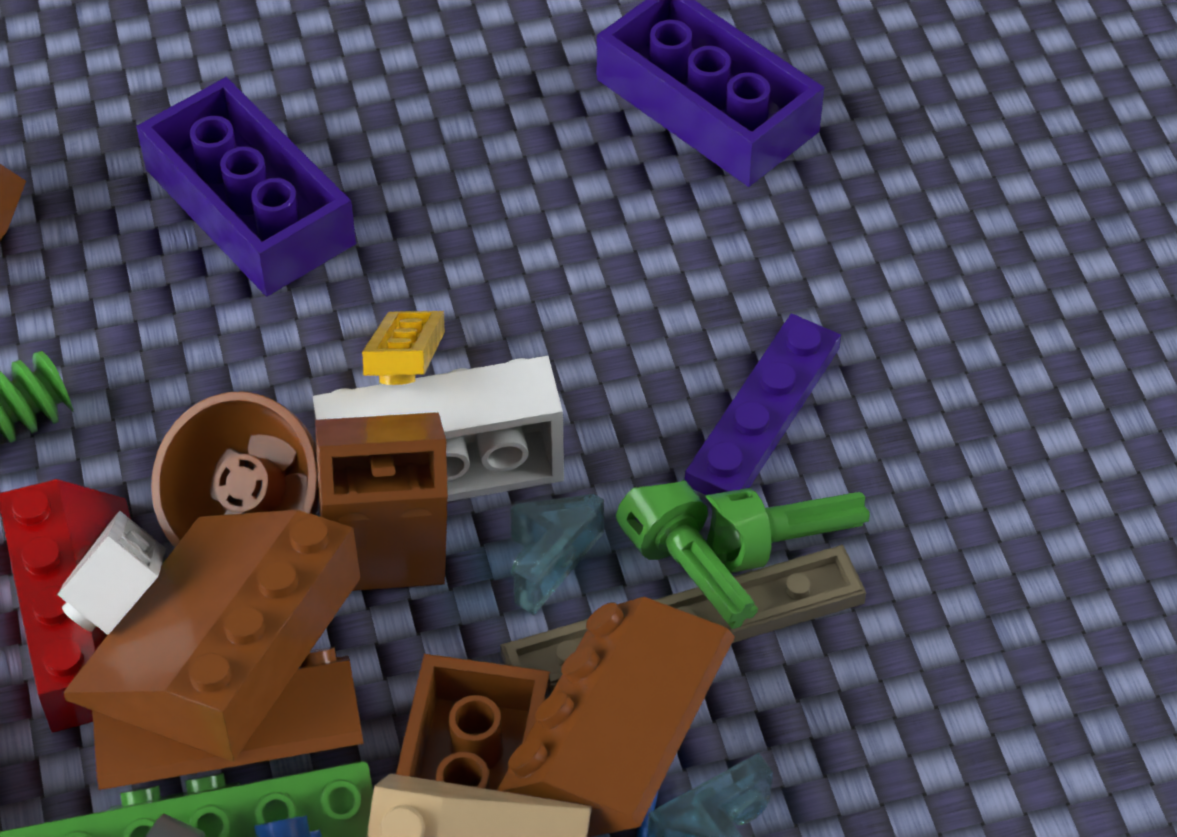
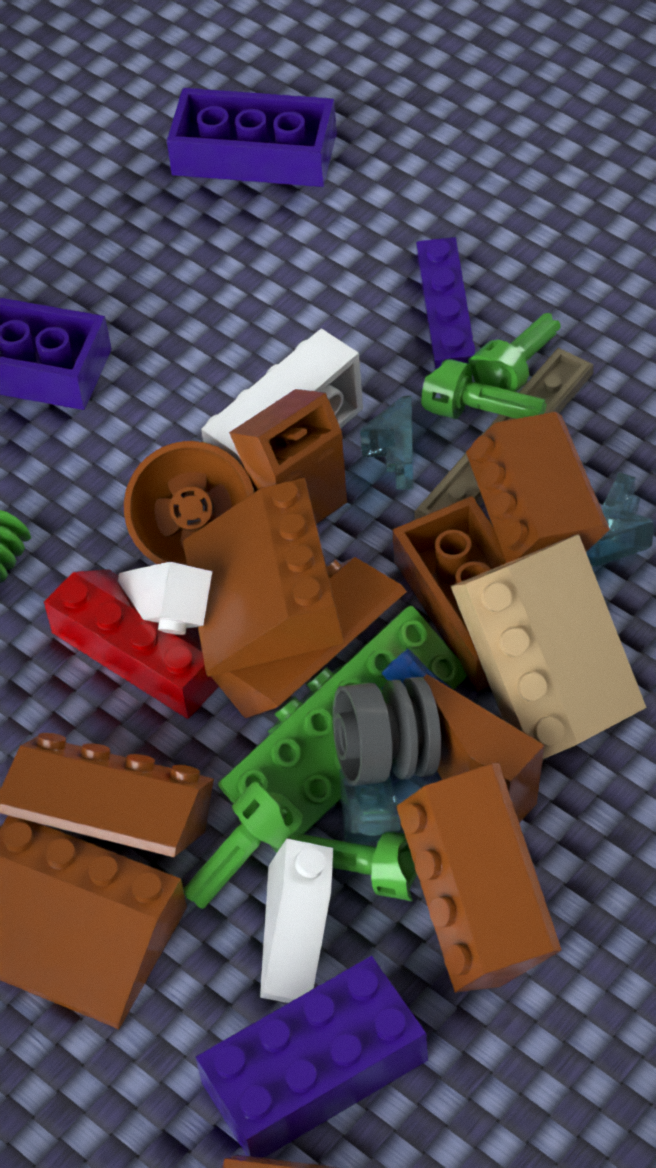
camera: 30 degrees left, 0 degrees up
(403, 346) = (222, 374): yellow plate -> none

